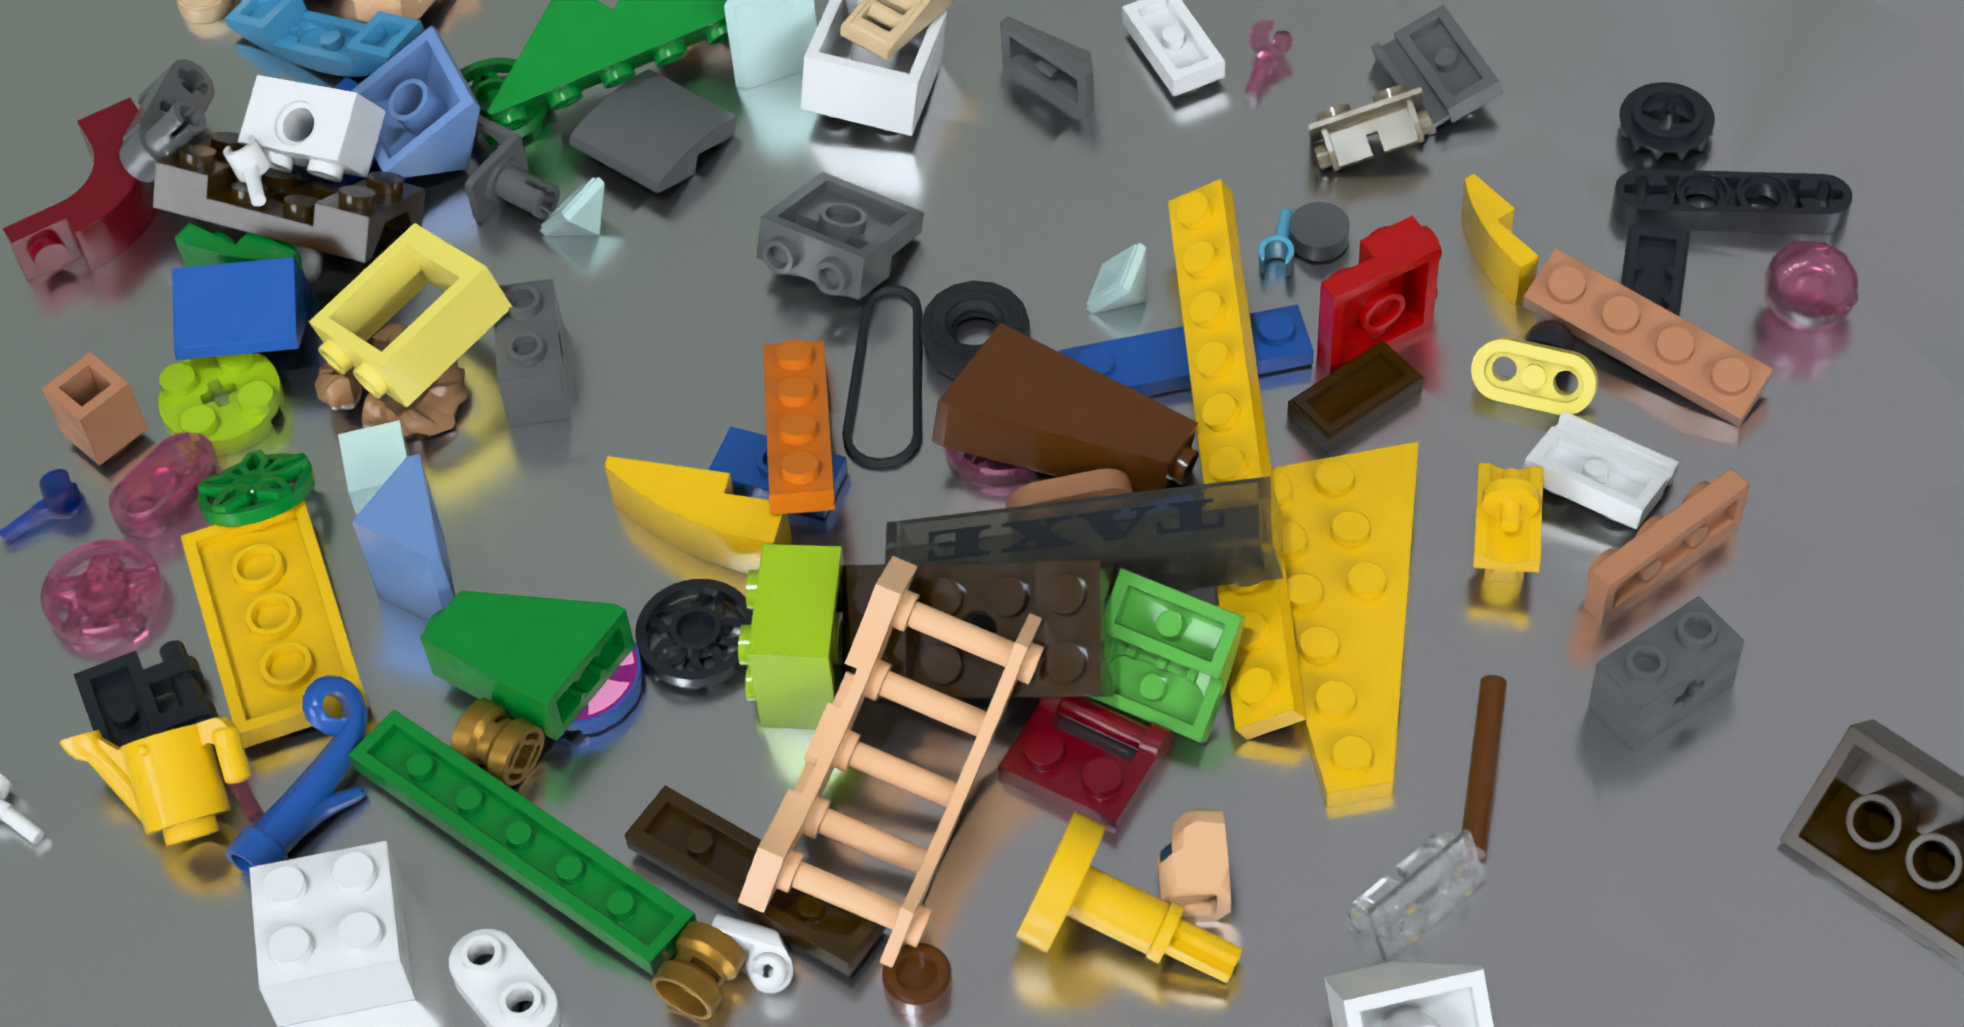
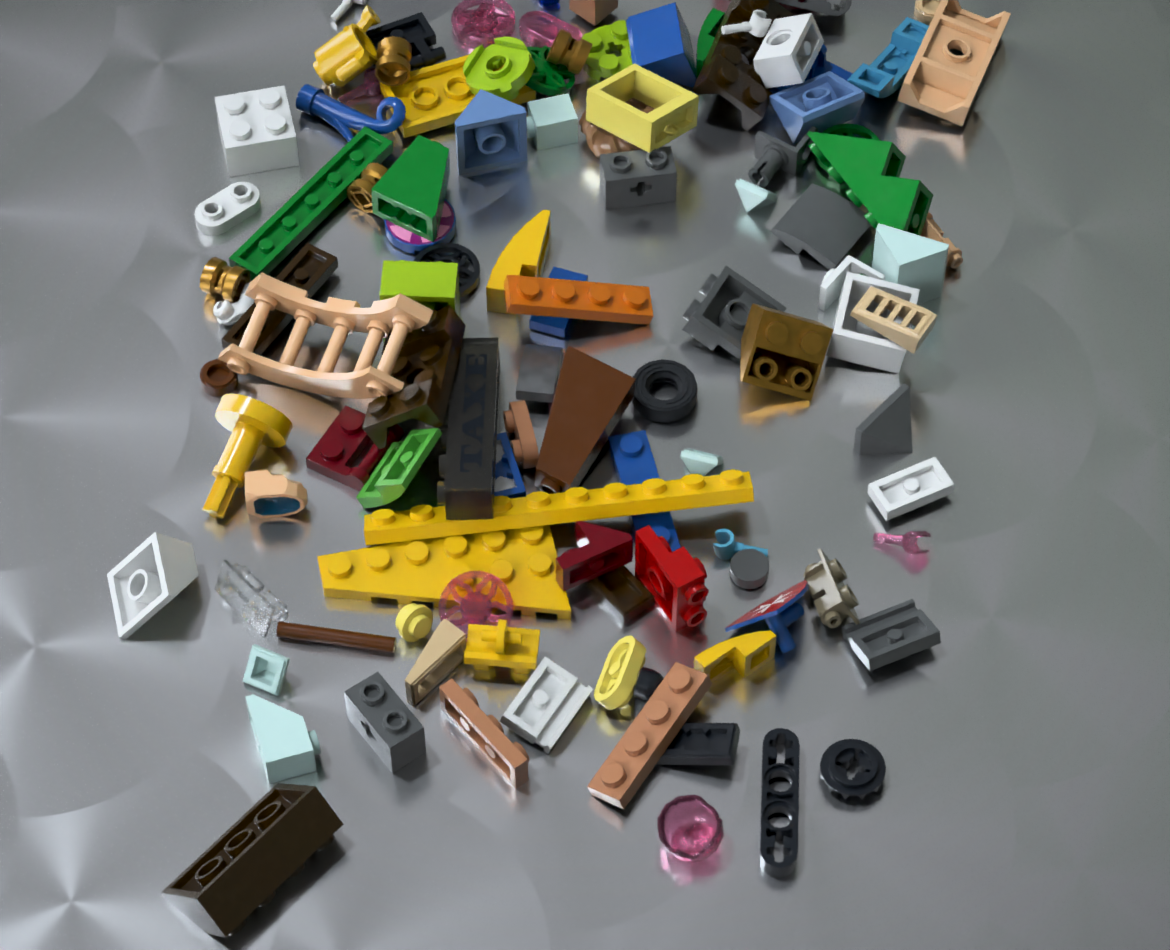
camera: 85 degrees right, 0 degrees up
(210, 693) = (393, 61): none -> pearl gold wheel
(235, 436) = (569, 52): none -> pearl gold wheel
(283, 559) = (506, 81): none -> lime plate
(771, 104) = (834, 280): none -> white bracket
(856, 372) = (646, 339): black piece -> none
(922, 161) = (783, 351): none -> pearl gold slope
(933, 486) = (539, 373): none -> flat silver slope
(1333, 390) = (598, 553): none -> dark red slope
(1409, 176) = (778, 613): none -> blue shield
(1425, 560) = (476, 606): none -> clear pink wheel
(1457, 646) = (414, 622): none -> light yellow plate
(1535, 613) = (437, 660): none -> tan slope
(1569, 856) = (266, 669): none -> light aqua slope
(1715, 826) = (282, 740): none -> light aqua slope

